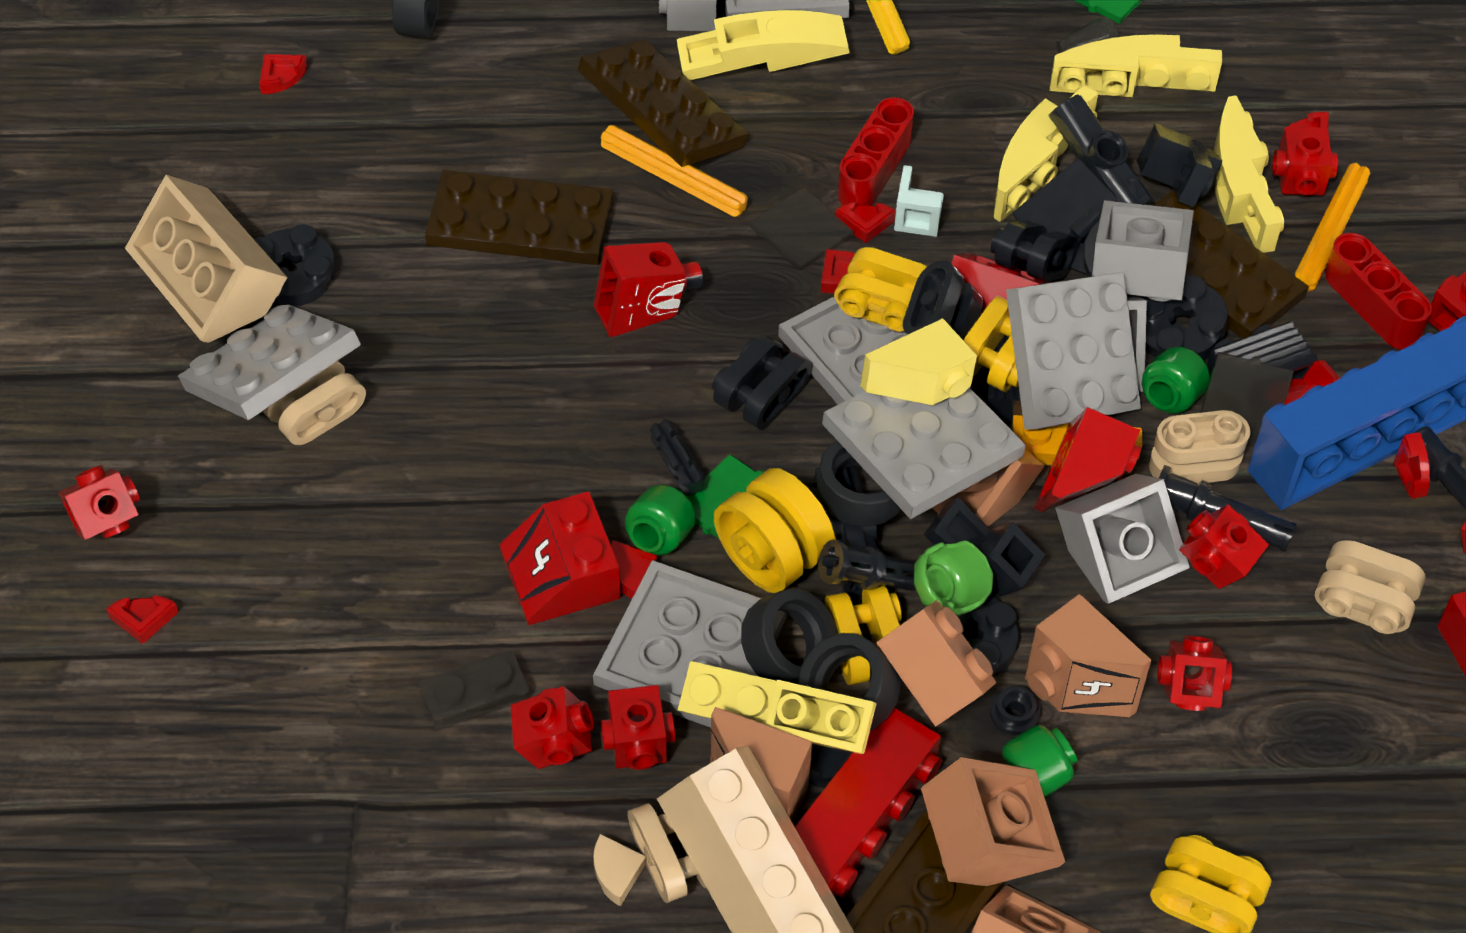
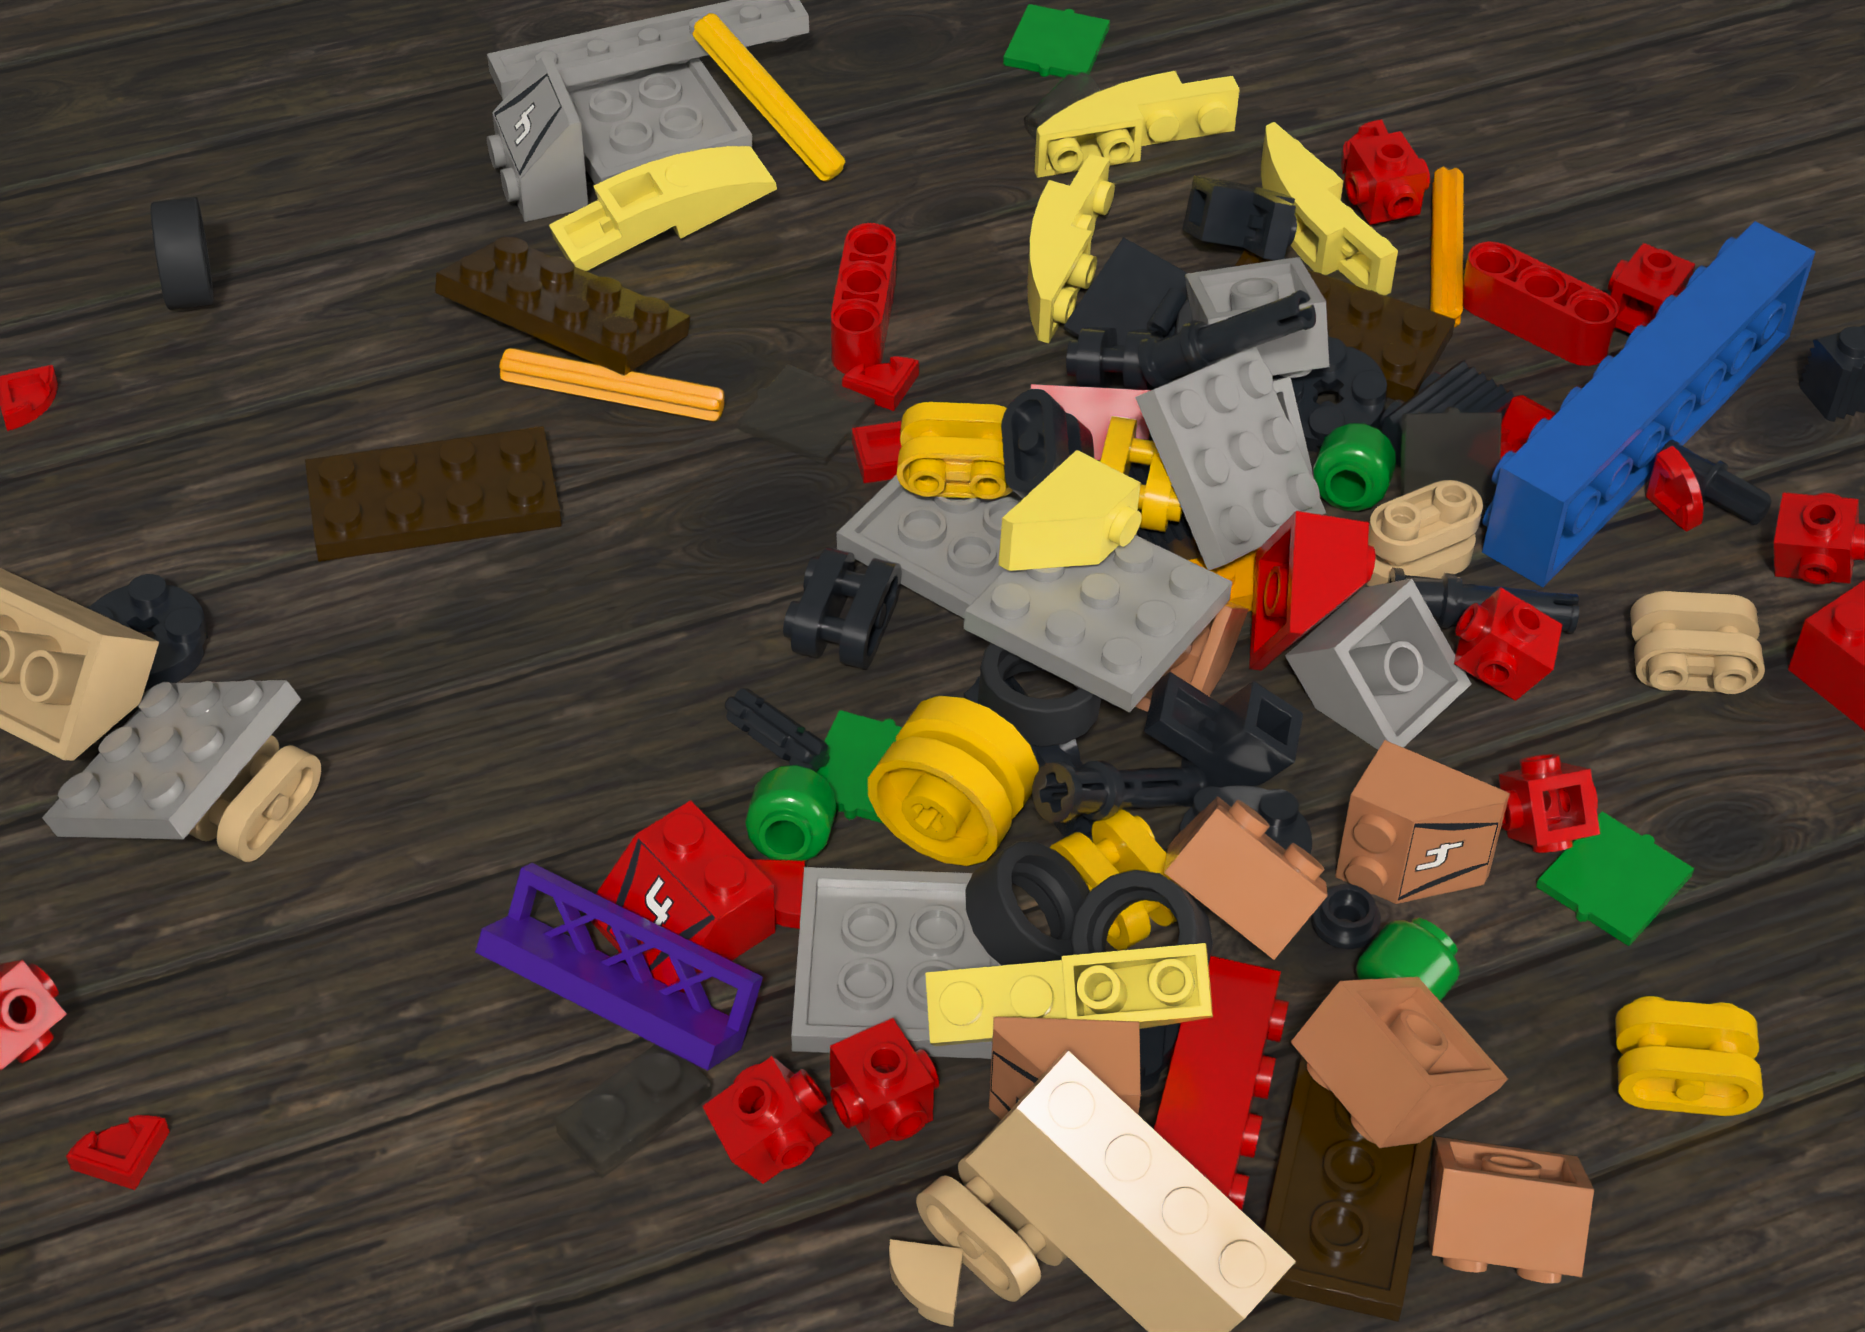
camera: 20 degrees left, 5 degrees down
(497, 604) = (617, 990): none -> dark purple fence
(641, 285) = (638, 531): red torso -> none
(917, 209) = (944, 352): light aqua panel -> none
(954, 575) = (1208, 764): bright green hair -> none
(1085, 260) = (1206, 344): none -> black pin
(1099, 150) = (1144, 220): black piece -> none
(1227, 742) = (1615, 879): none -> green piece

